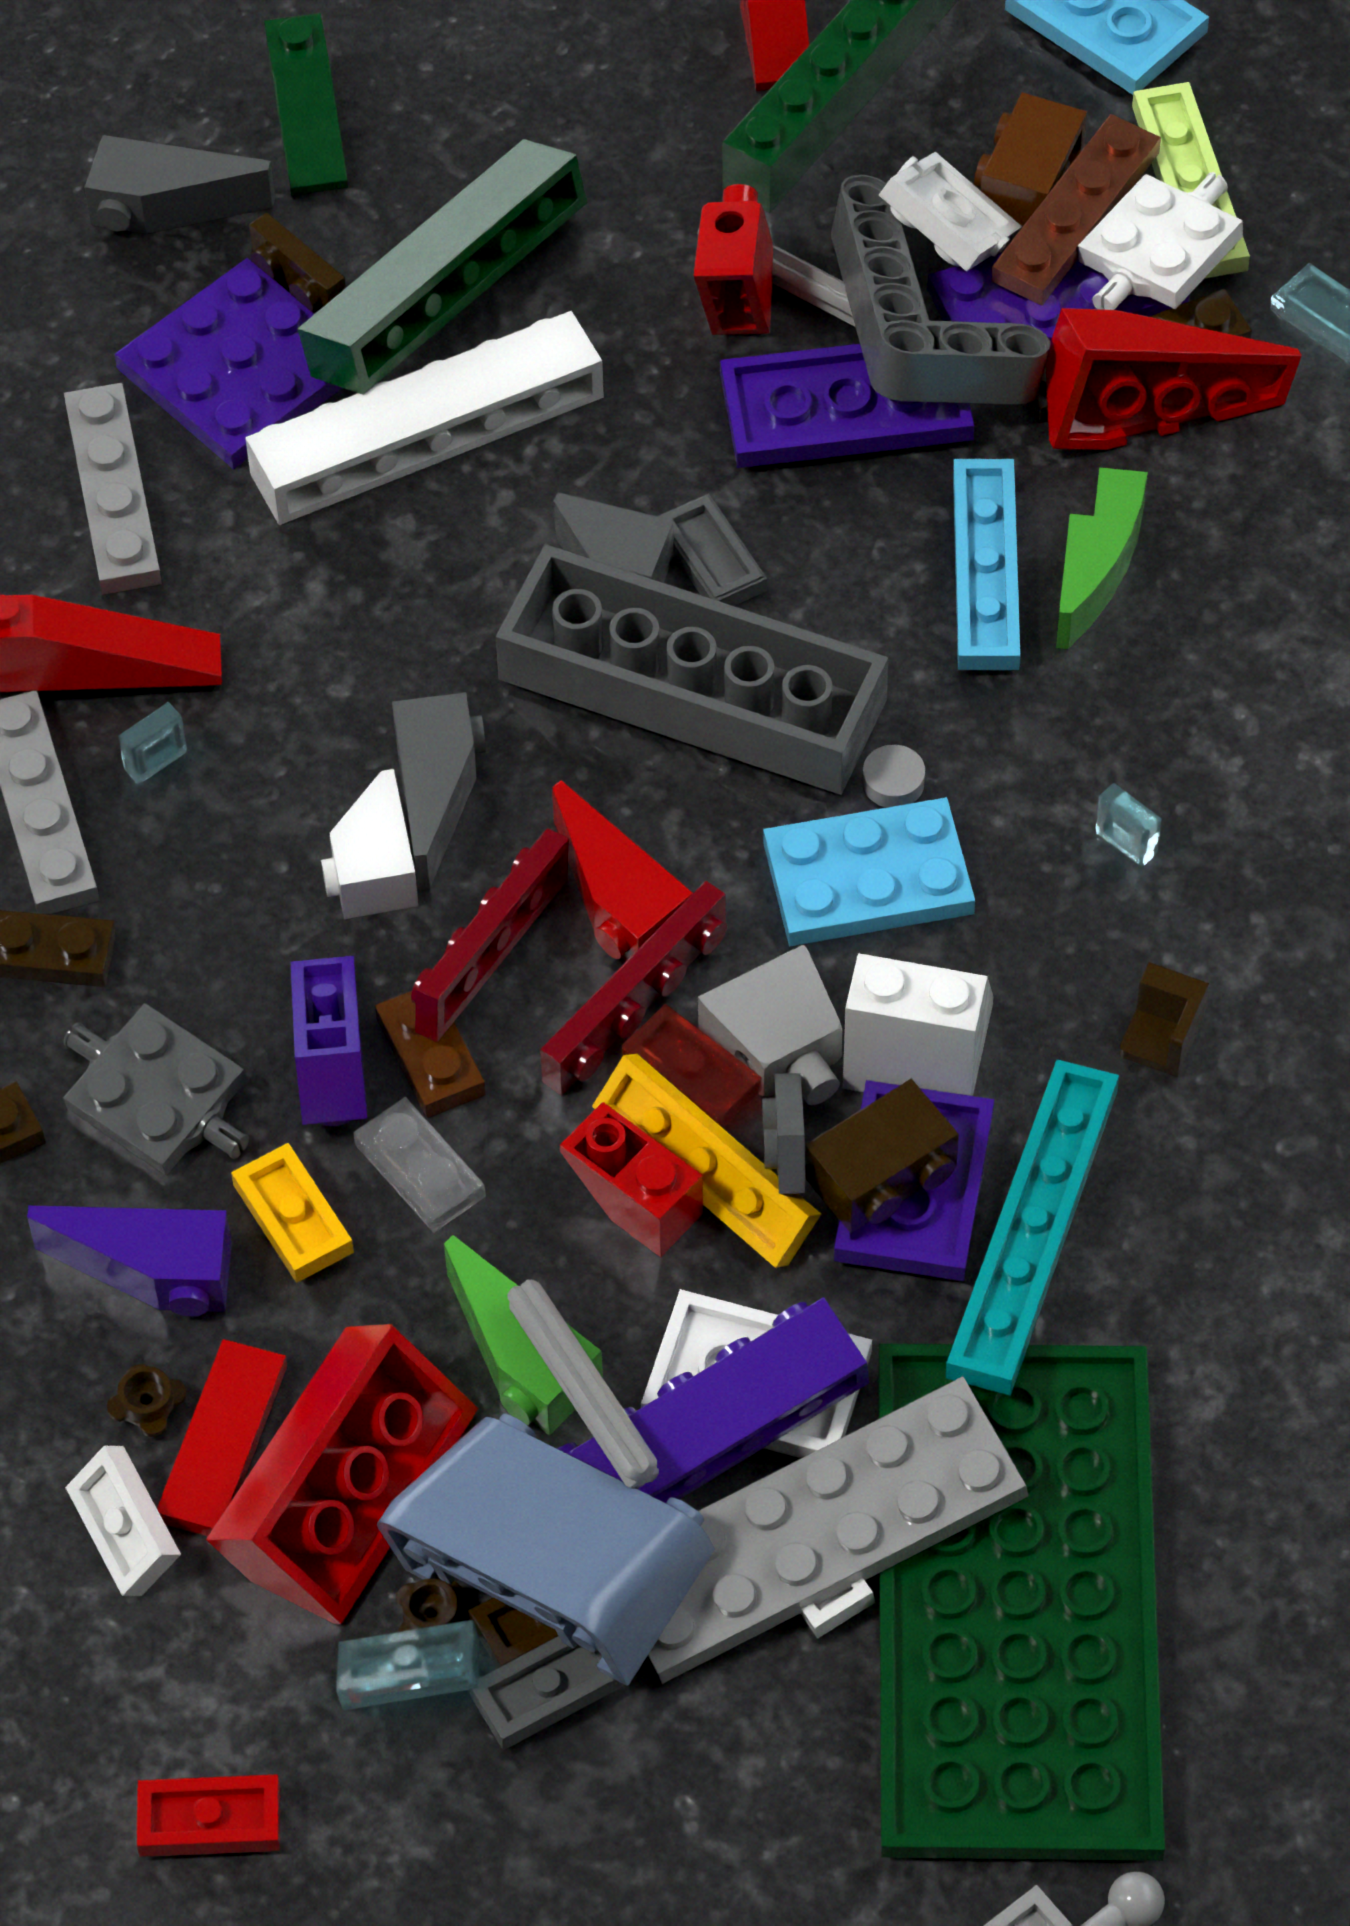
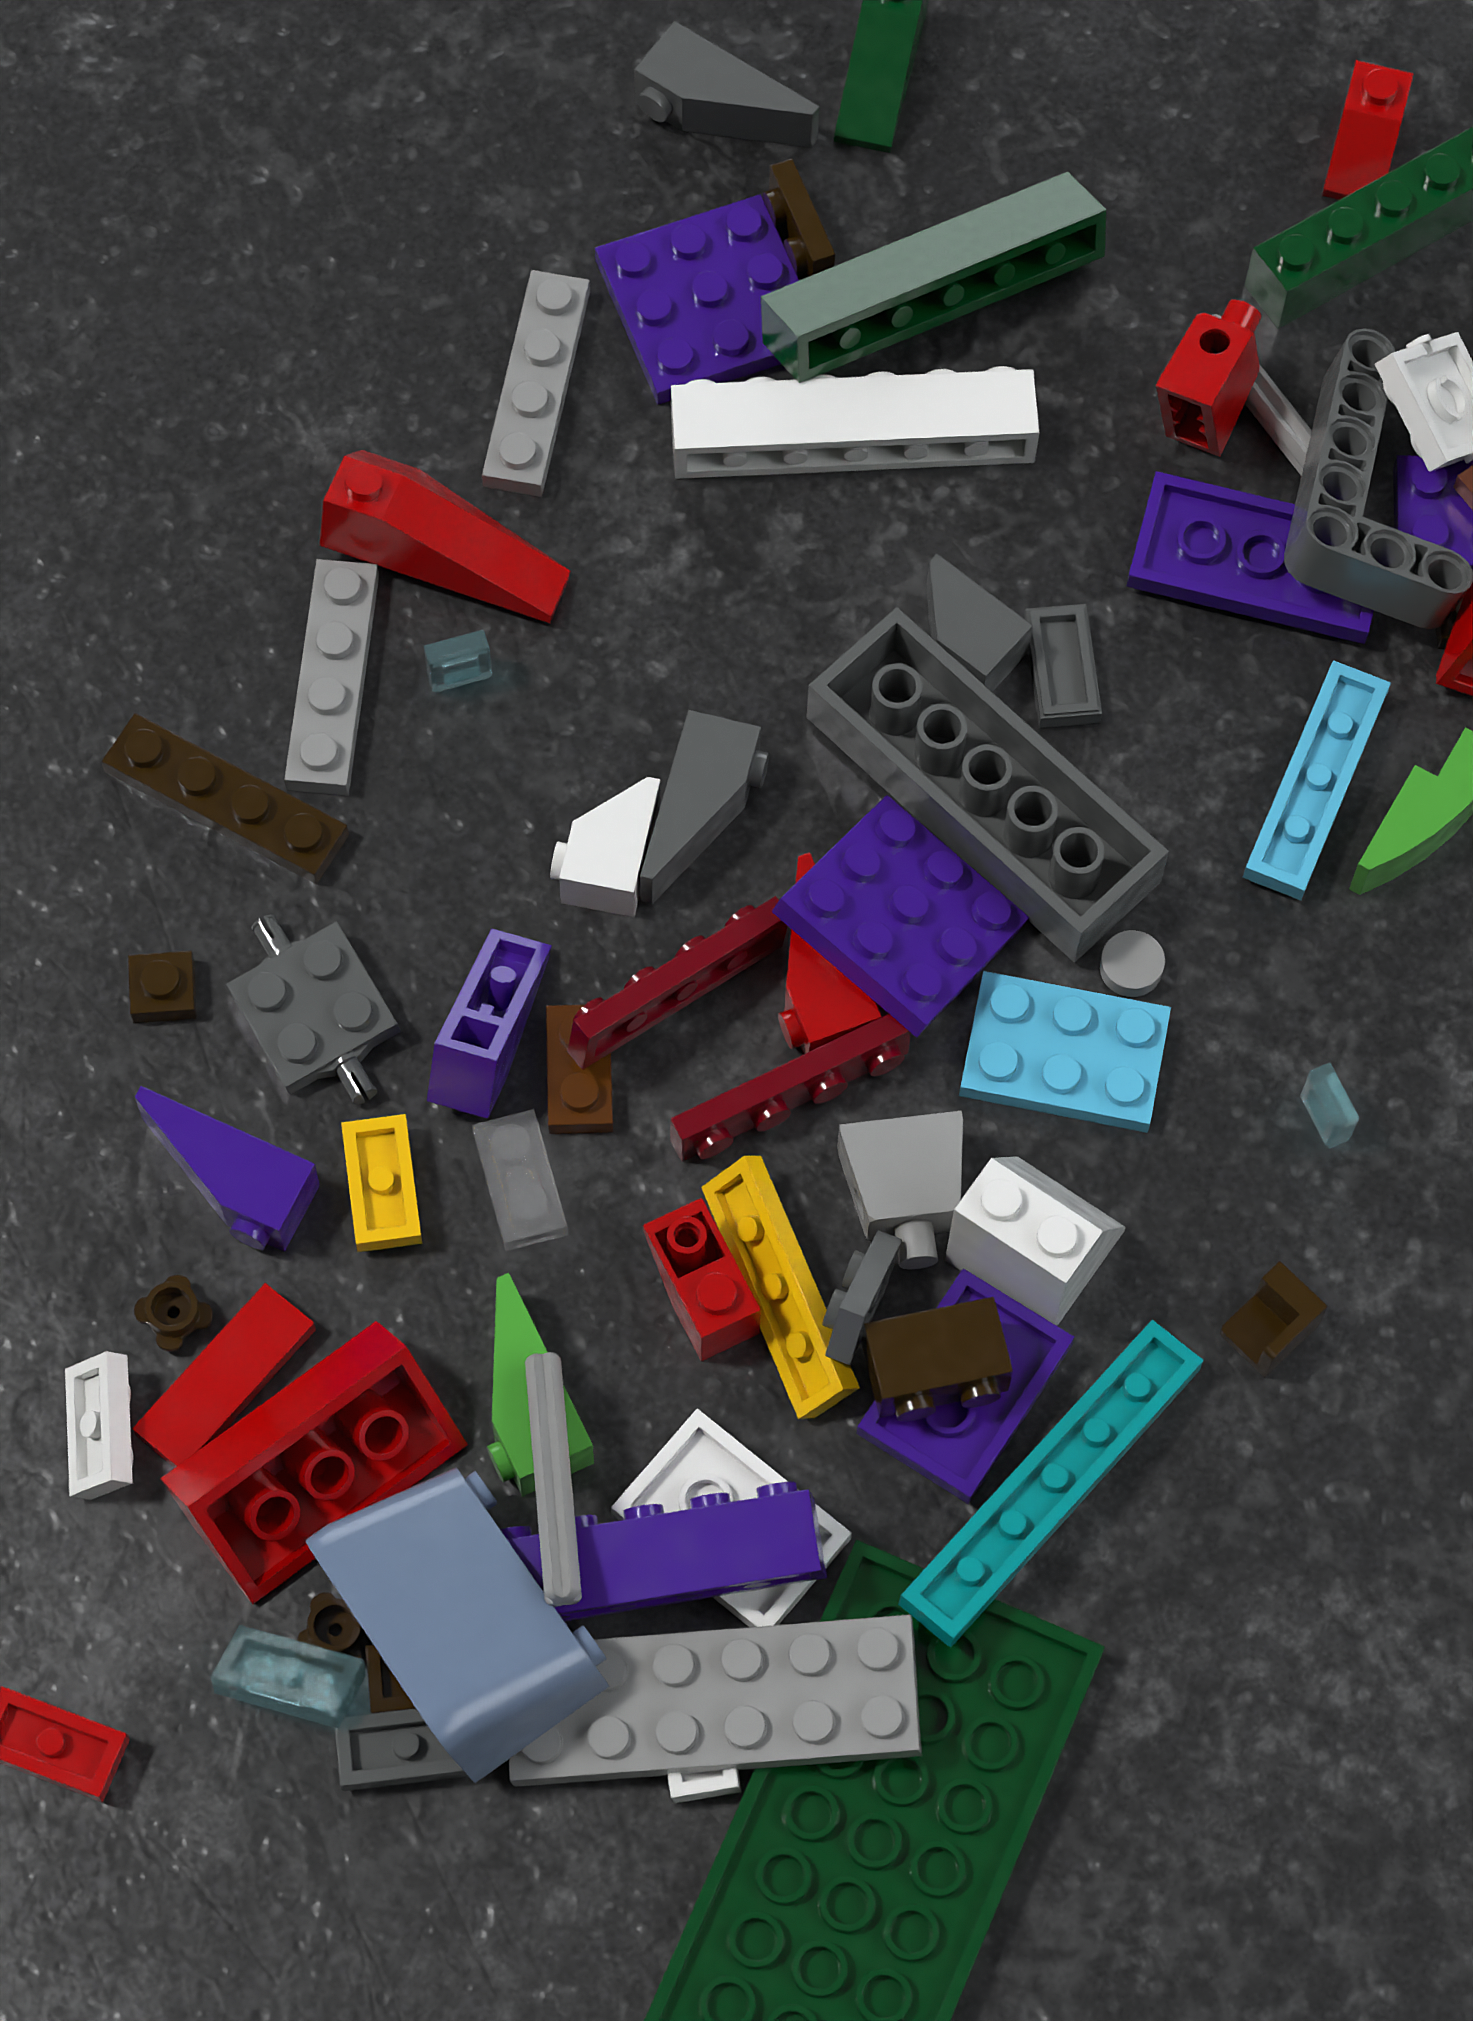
camera: 20 degrees right, 10 degrees up
(669, 803) = (900, 915): none -> dark purple plate
(695, 1064) = (810, 1187): clear red plate -> none

